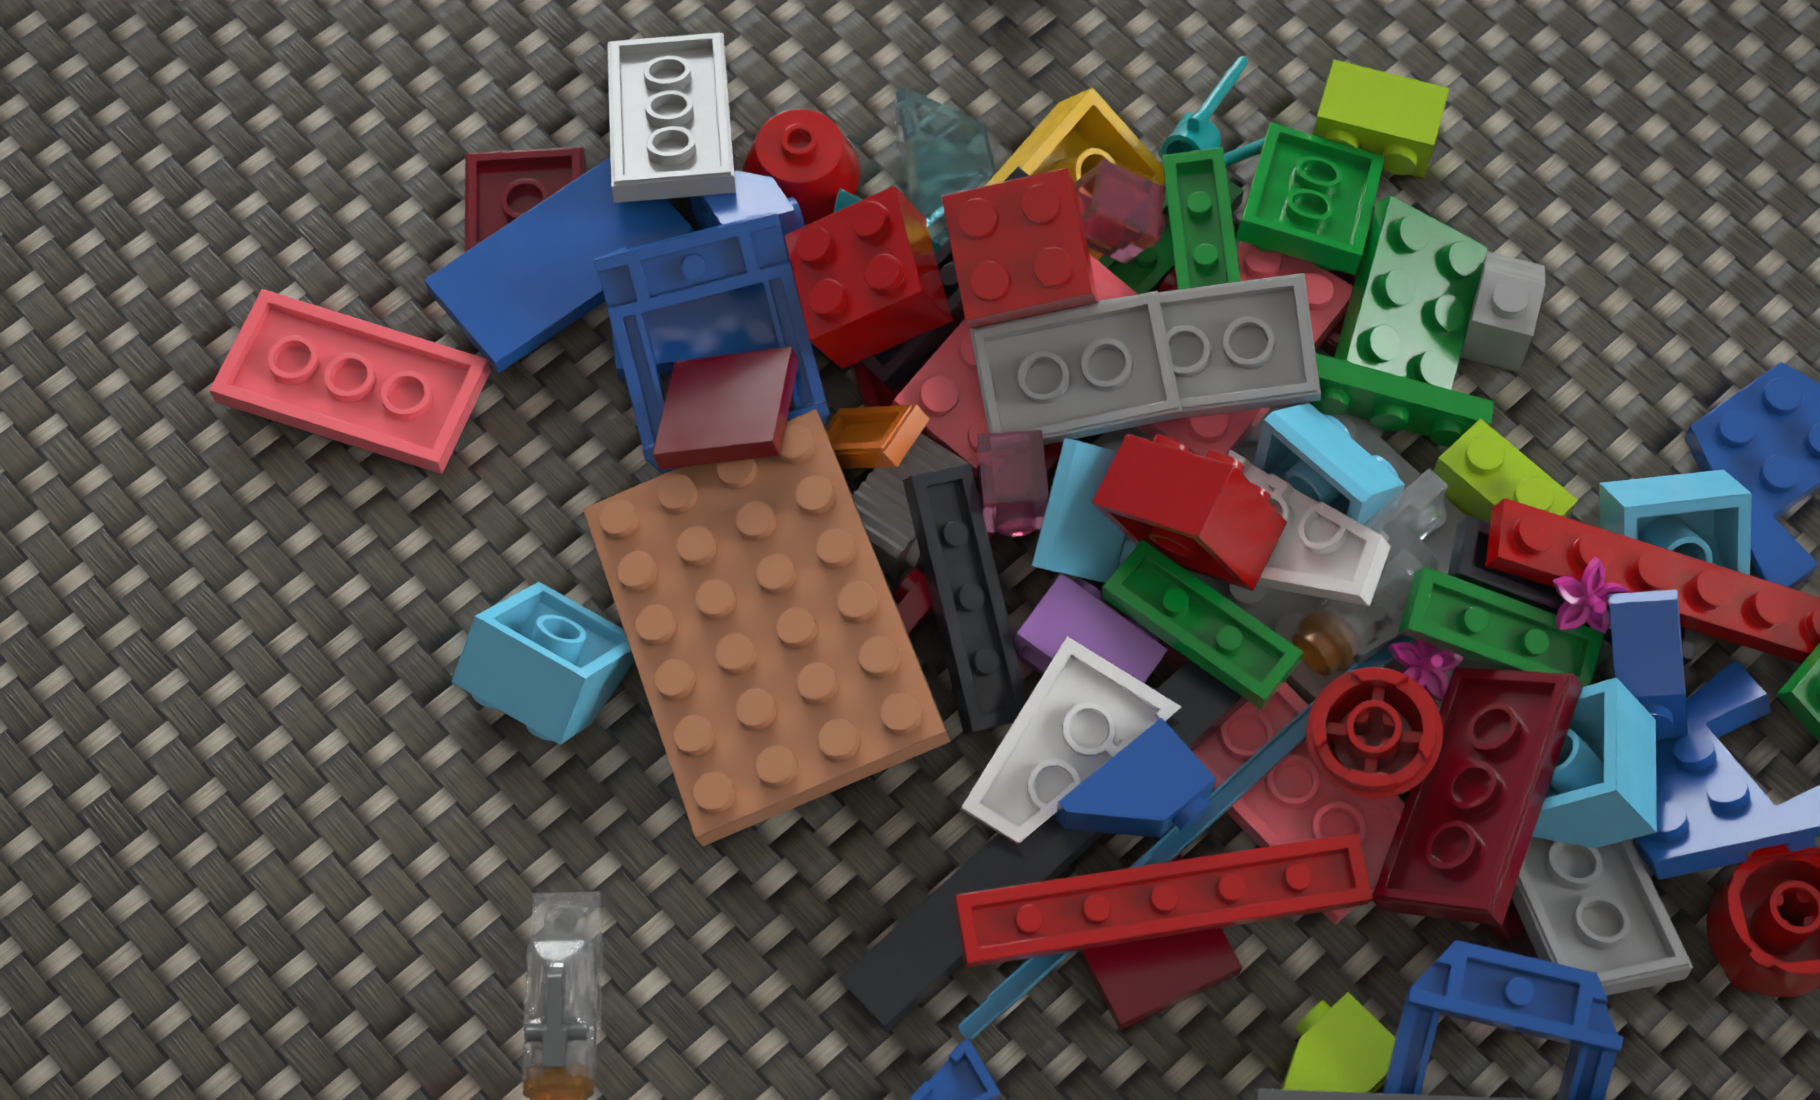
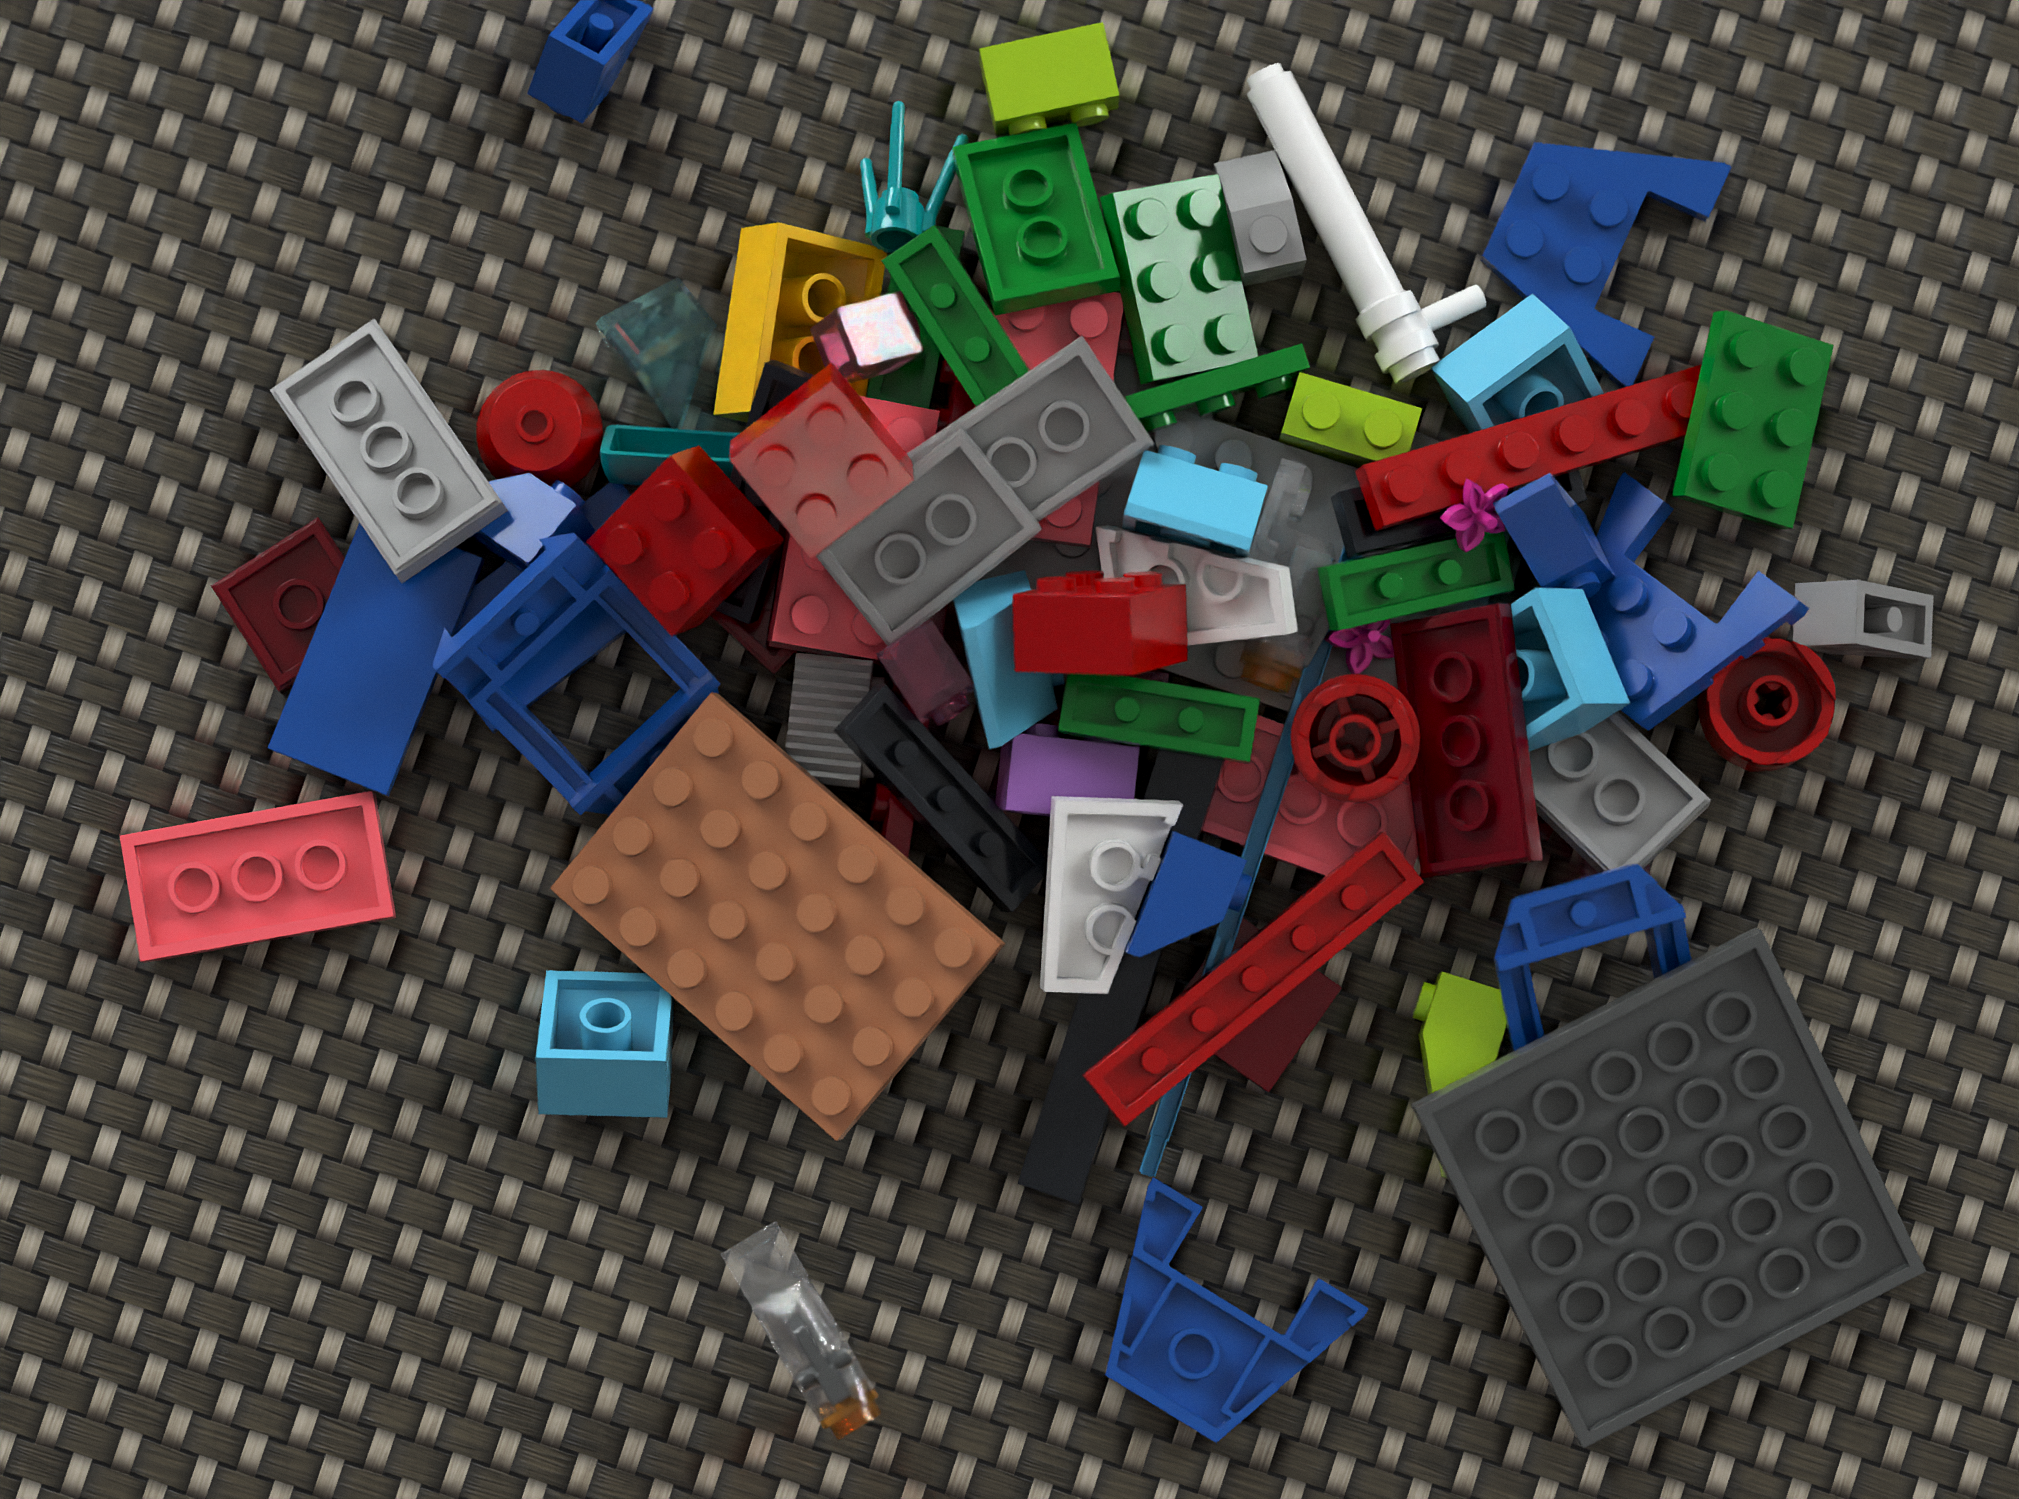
camera: 30 degrees left, 20 degrees up
(726, 408) = (629, 734): dark red tile -> none
(875, 434) = (769, 680): orange tile -> none
(1581, 424) = (1385, 310): none -> white cylinder

